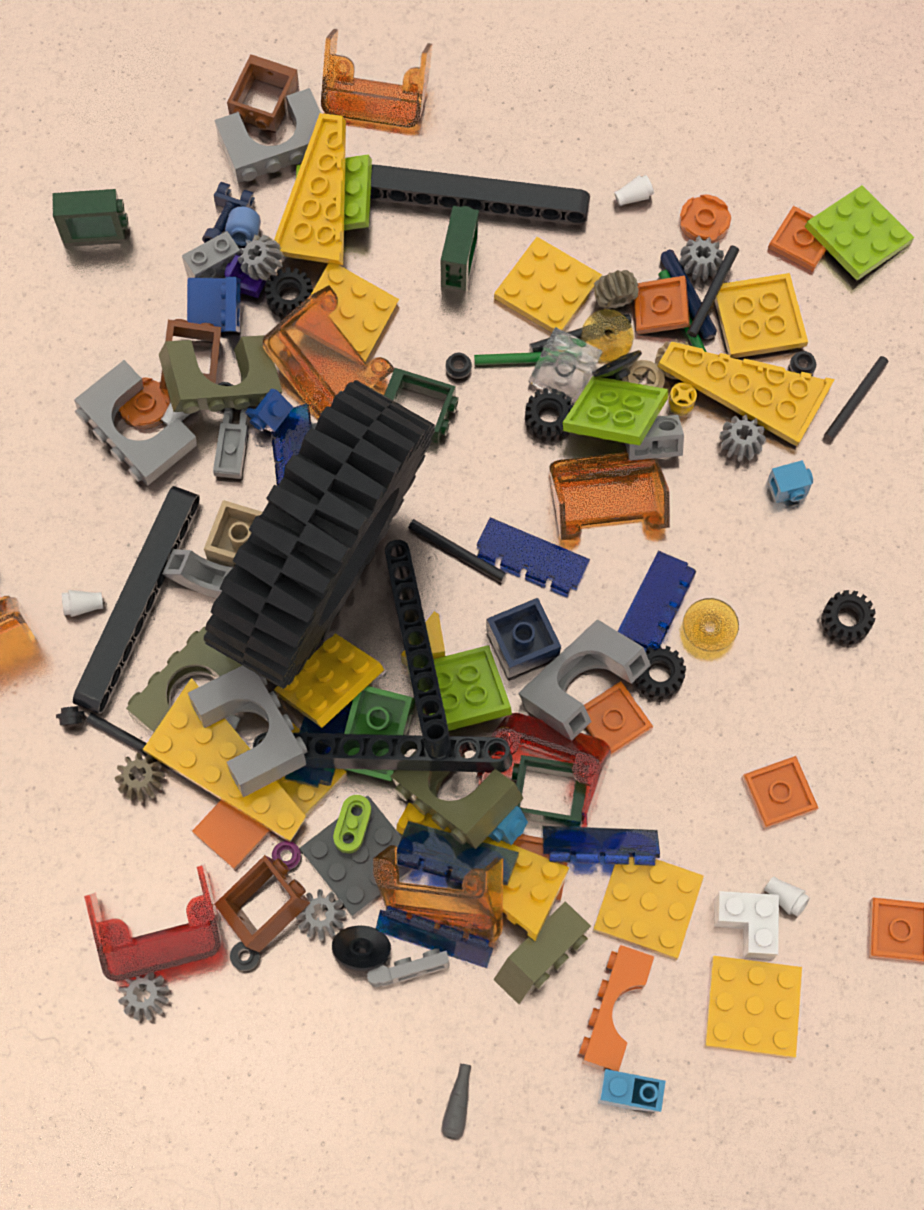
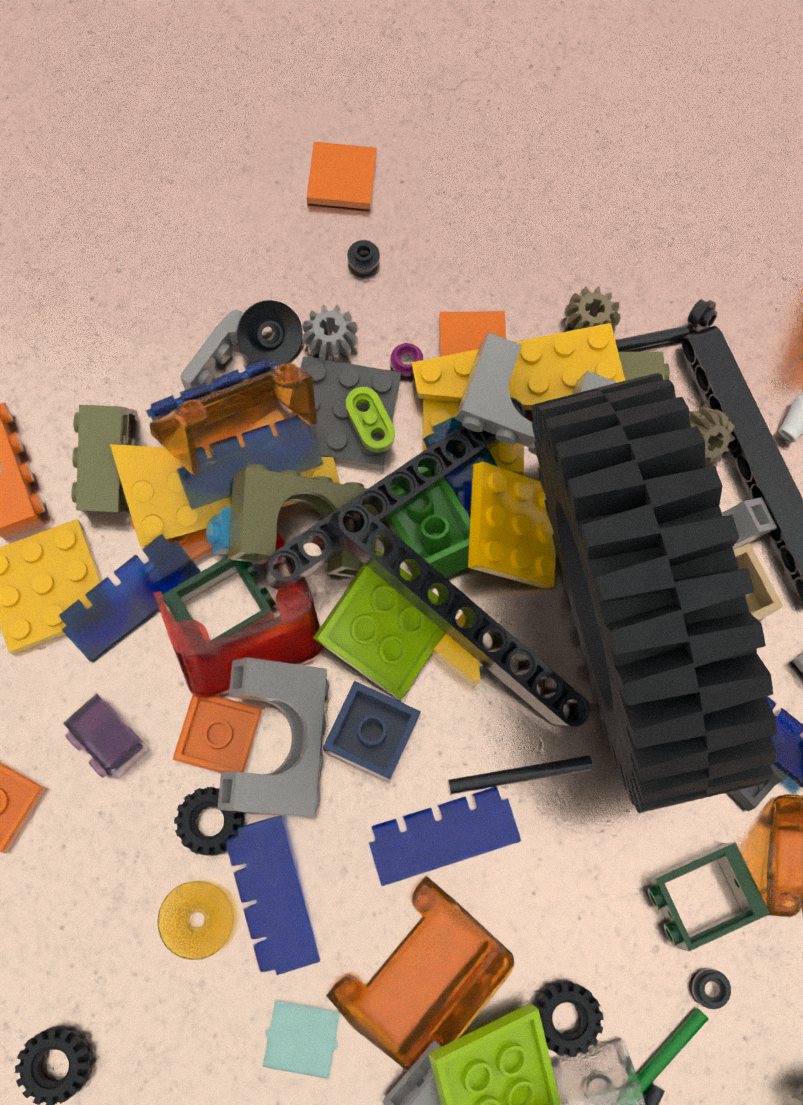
camera: 135 degrees right, 5 degrees up
(134, 1002) = (414, 161): light grey gear -> none
(136, 956) = (437, 191): clear red windscreen -> none
(156, 636) = (715, 430): none -> dark tan gear
(200, 1034) = (341, 175): none -> orange tile
(245, 887) = (405, 275): dark orange window -> none
(456, 1110) = (77, 279): dark grey piece -> none
(683, 770) = (104, 737): none -> clear purple brick
(701, 522) = (301, 1039): none -> clear light blue piece

